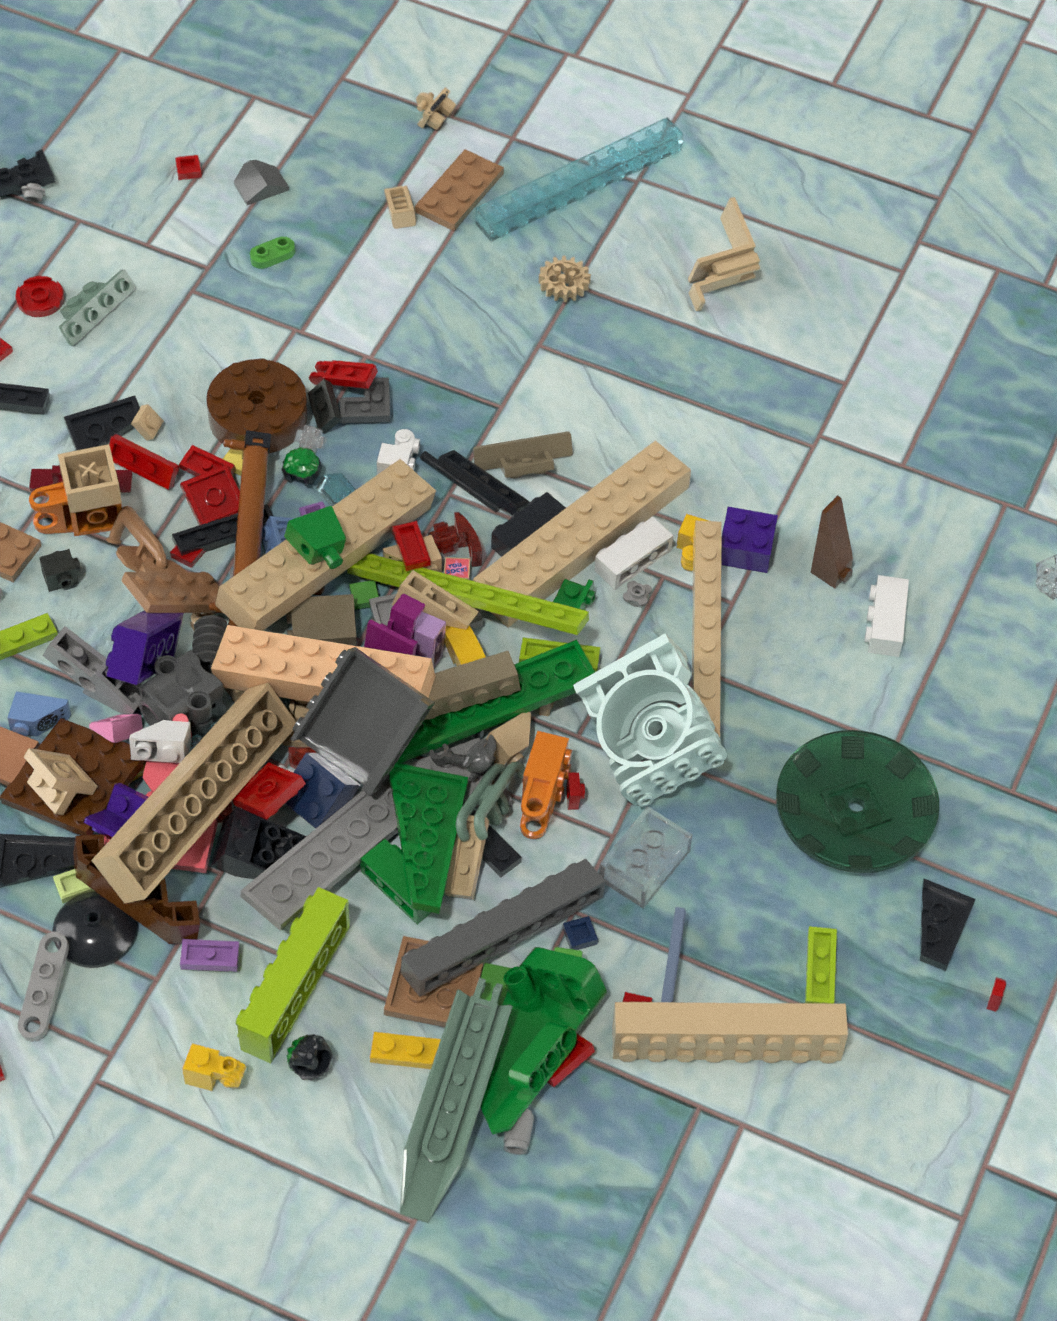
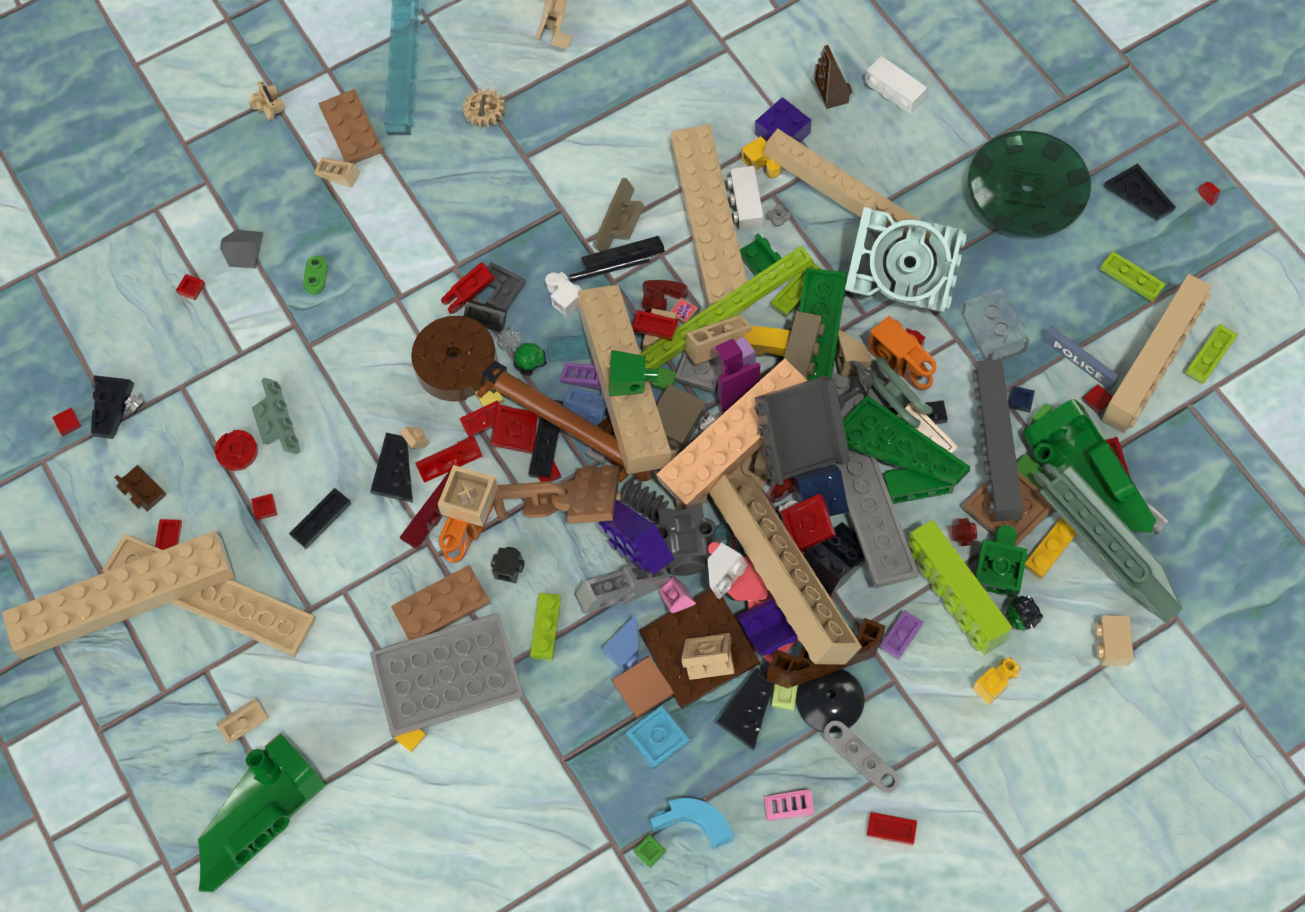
camera: 50 degrees left, 10 degrees up
(337, 1165) = (1114, 640): none -> tan brick
(349, 992) = (1001, 563): none -> green brick
(370, 953) = (964, 532): none -> clear red gear
(524, 523) = (681, 248): black brick -> none
(779, 1096) = (1211, 353): none -> lime plate

